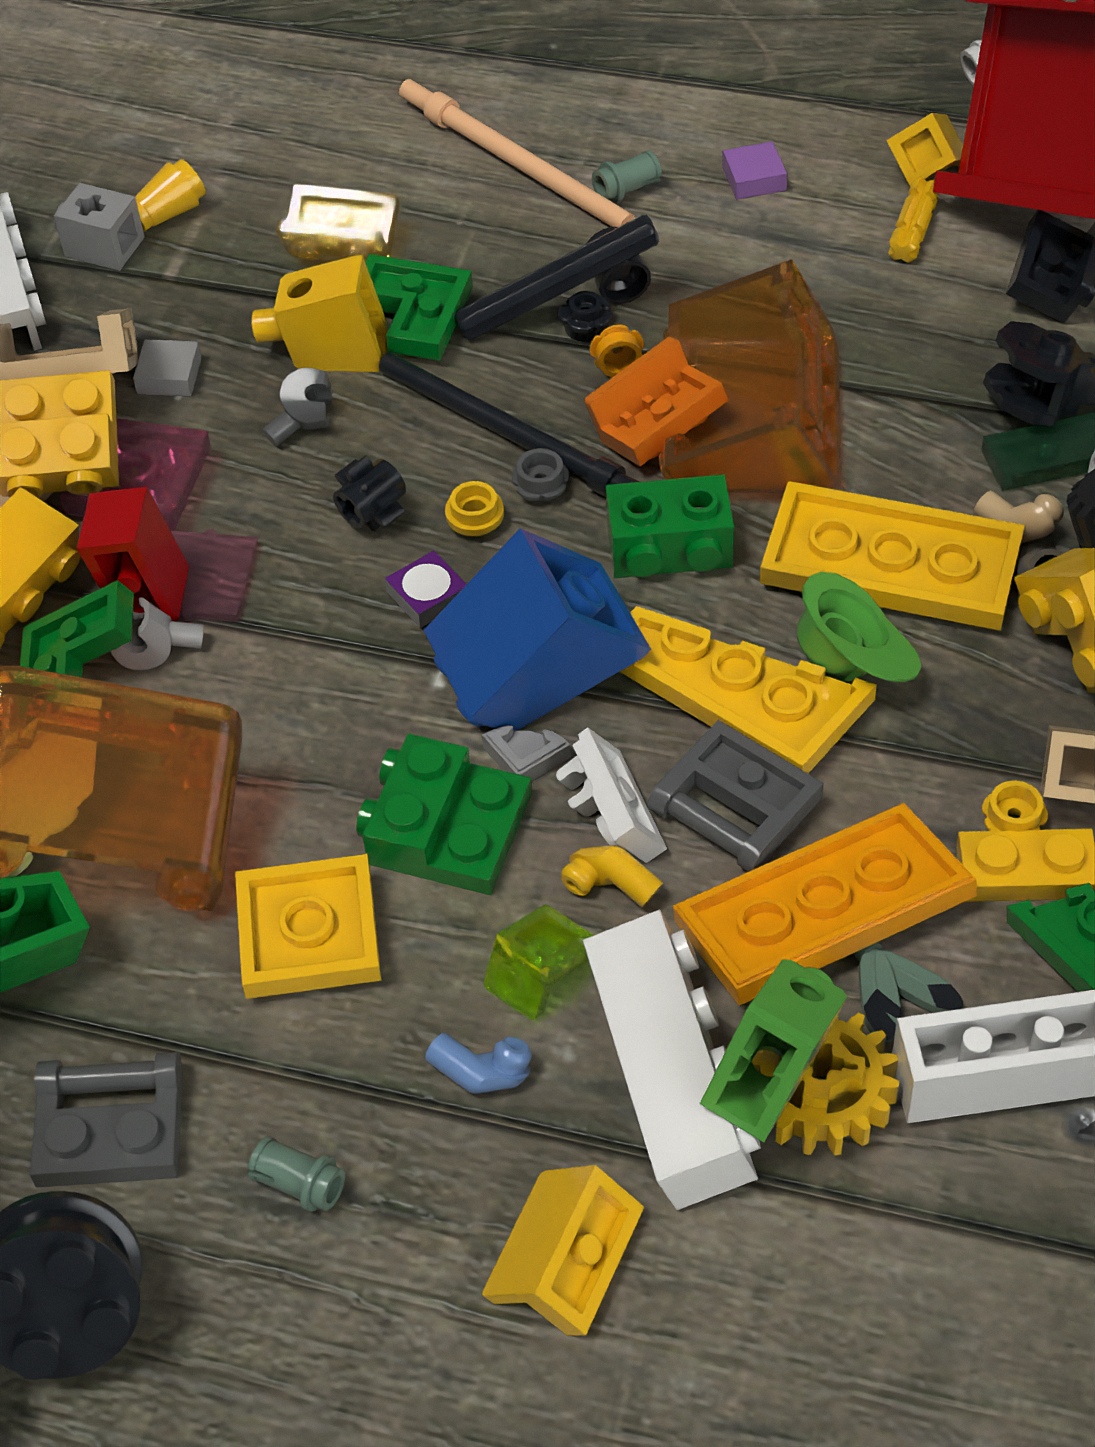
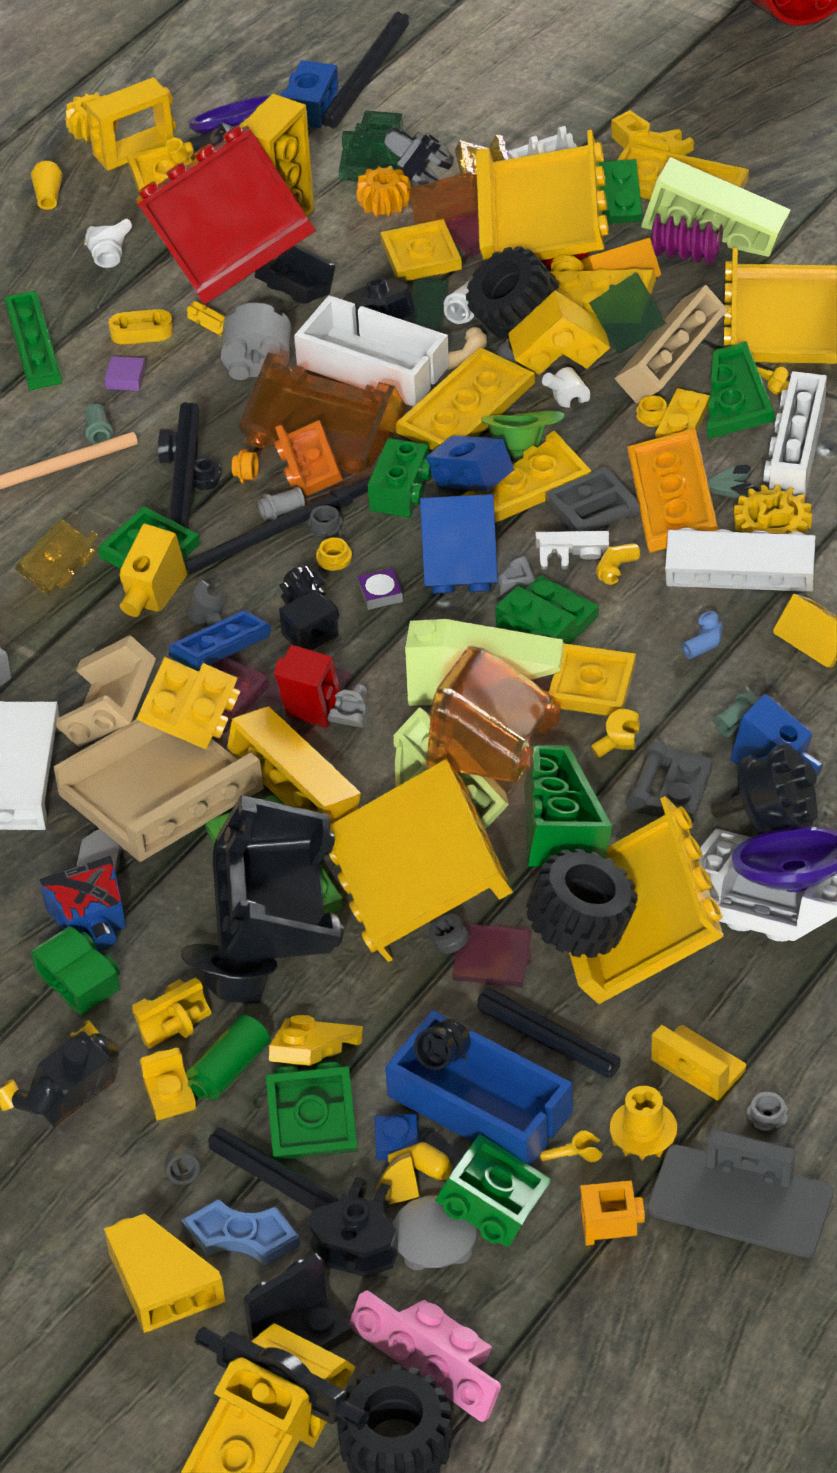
camera: 70 degrees left, 5 degrees down
(79, 631) = (344, 738): green plate -> none
(191, 1002) = (621, 732): none -> yellow piece
(198, 1251) = (770, 726): none -> blue torso
(223, 436) = (219, 640): none -> blue tile
(289, 749) = (439, 643): none -> yellowish green wedge
(307, 524) = (309, 621): none -> black brick
(534, 957) = (659, 598): clear neon green bracket -> none
(546, 407) = (280, 503): none -> light grey pin
(718, 594) = (470, 463): none -> blue brick
(771, 64) = (32, 340): none -> green tile
(787, 1018) = (777, 497): bright green torso -> none
(848, 155) = (140, 326): none -> yellow beam
(860, 262) = (250, 336): none -> light grey brick
(925, 397) = (384, 352): none -> white piece
(926, 147) = (167, 294): yellow panel -> none
(1005, 670) = (566, 386): none -> white piece

